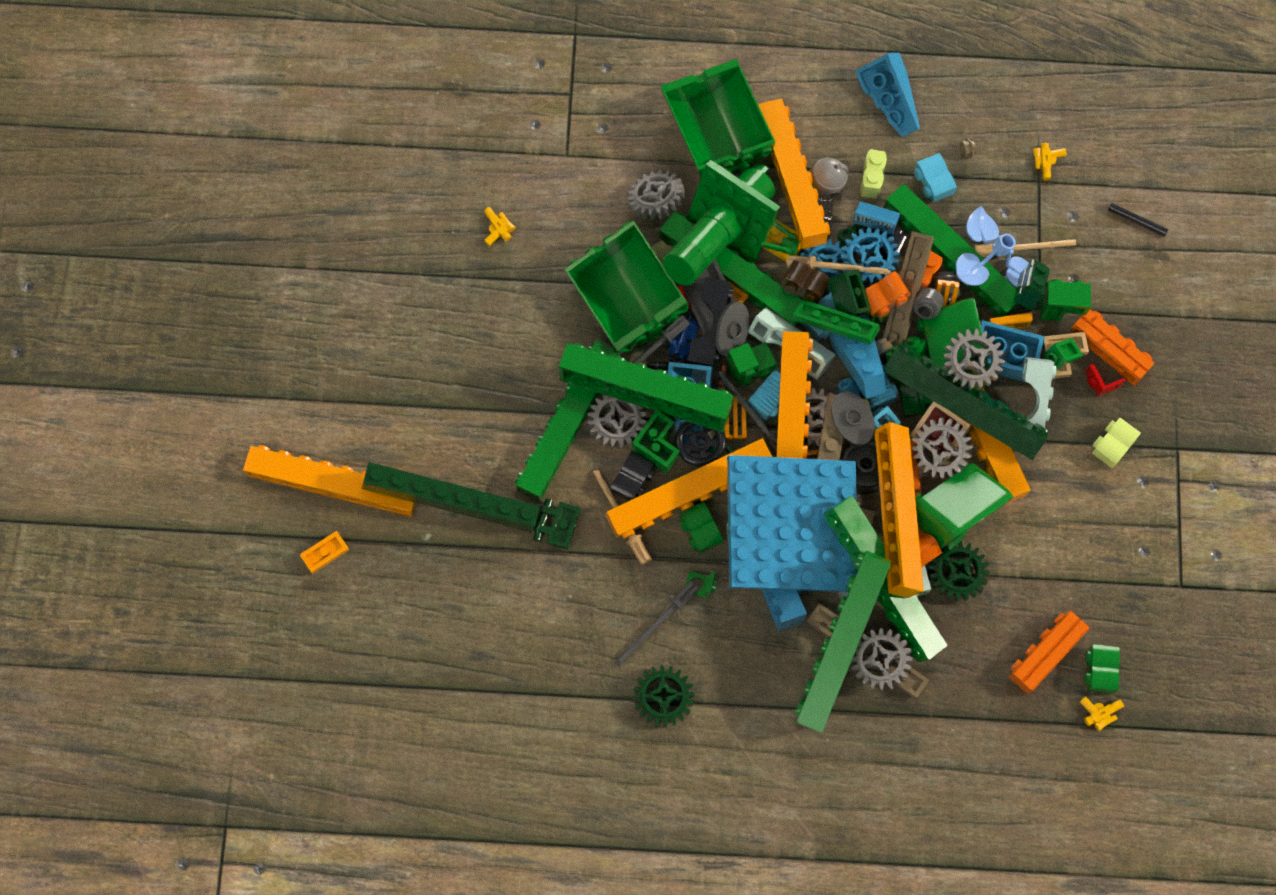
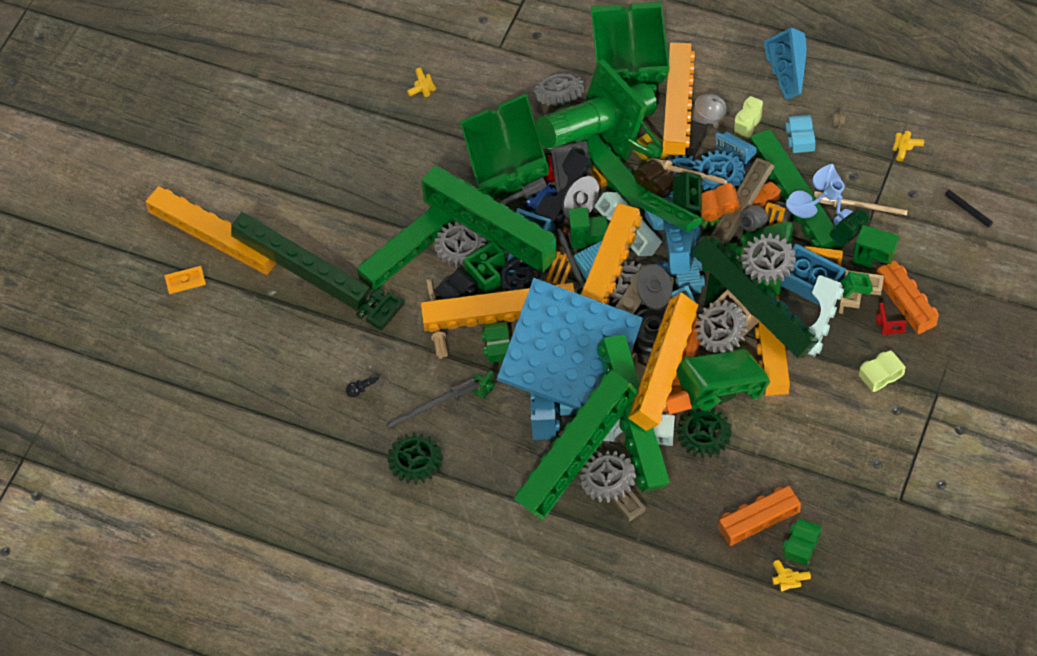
camera: 25 degrees right, 15 degrees down
(565, 629) = (355, 388): none -> black bar

